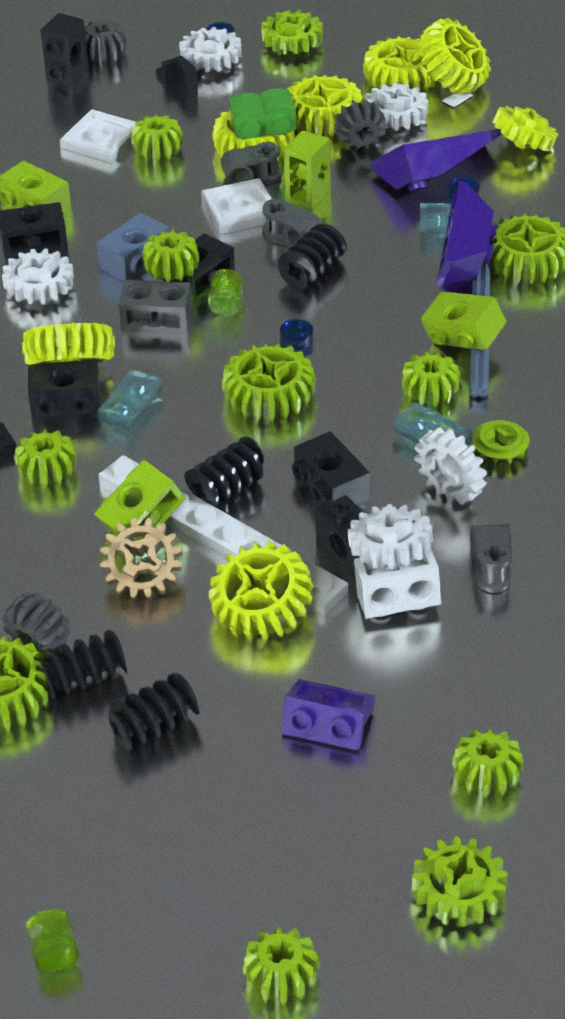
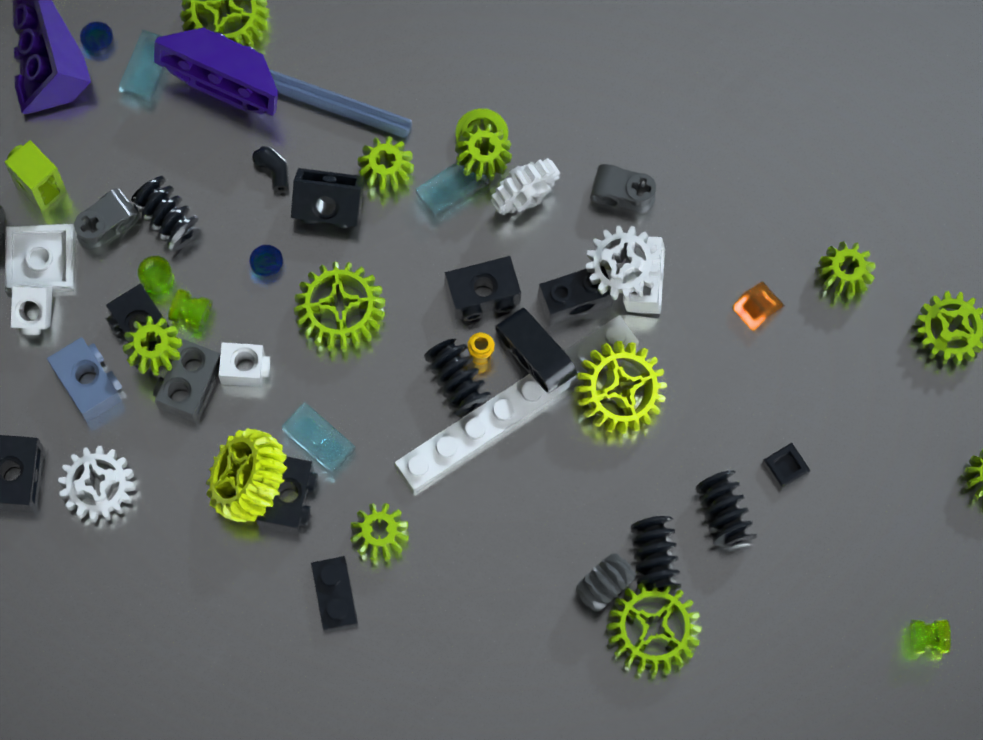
camera: 80 degrees left, 30 degrees up
(131, 572) = (549, 476): tan gear -> none
(147, 487) = (500, 474): lime brick -> none
(184, 334) = (232, 354): none -> white brick
(187, 201) = (42, 297): none -> white brick
(227, 767) = (786, 466): none -> black tile
(249, 262) = (154, 270): none -> clear neon green wheel
(262, 476) = (481, 341): none -> yellow pin
(274, 516) = (536, 350): none -> black beam
(326, 713) = (757, 372): dark purple bracket -> none
(374, 344) = (342, 188): none -> black brick
(396, 317) = (272, 160): none -> black arm
(413, 701) = (757, 305): none -> clear orange slope
(463, 320) = (309, 116): lime brick -> none
(476, 423) = (470, 157): none -> lime gear

